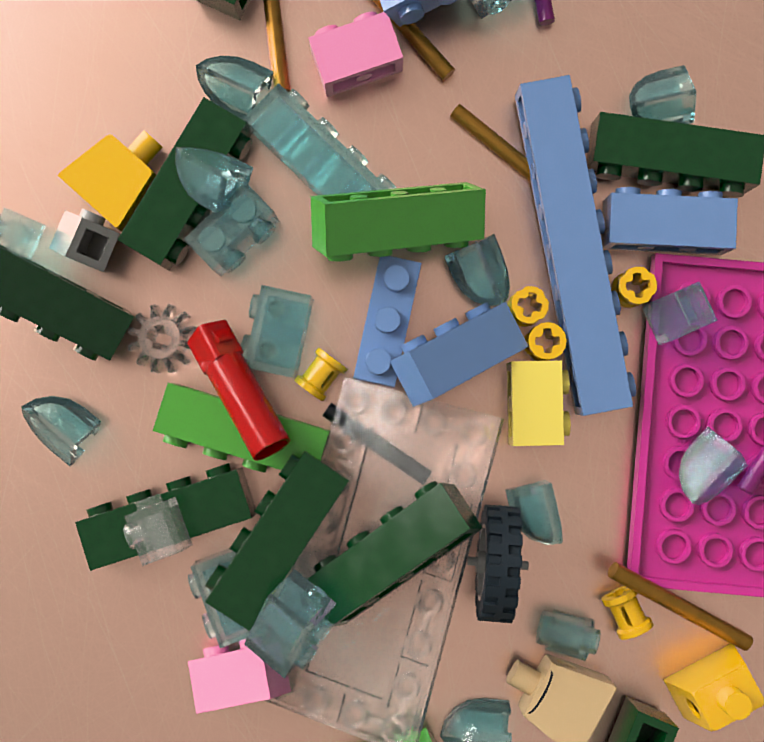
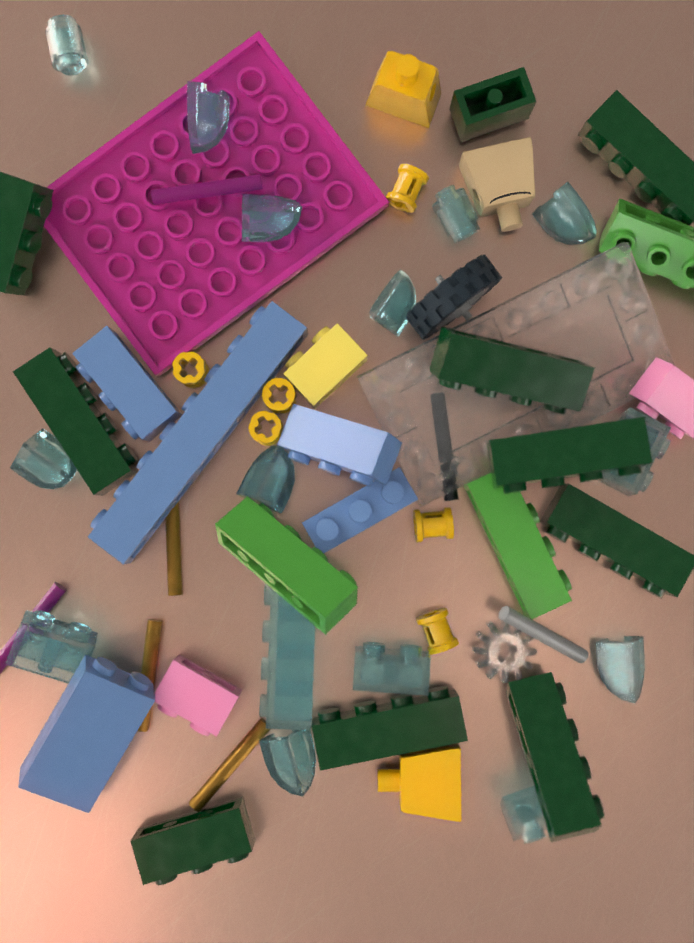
camera: 135 degrees left, 0 degrees up
(84, 239) = (487, 763): light grey brick -> none
(147, 381) = (543, 634): none -> light grey bar
(156, 529) = (634, 537): clear brick -> none
(210, 176) = (370, 715): clear light blue brick -> none
(228, 298) = (437, 631): none -> yellow bush
(237, 387) = (494, 568): red piece -> none
(277, 331) = (431, 578): clear light blue brick -> none
(291, 624) = (615, 393): clear light blue brick -> none
(679, 313) = (183, 324): clear light blue panel -> none
(680, 606) = (373, 158): pearl gold bar -> none

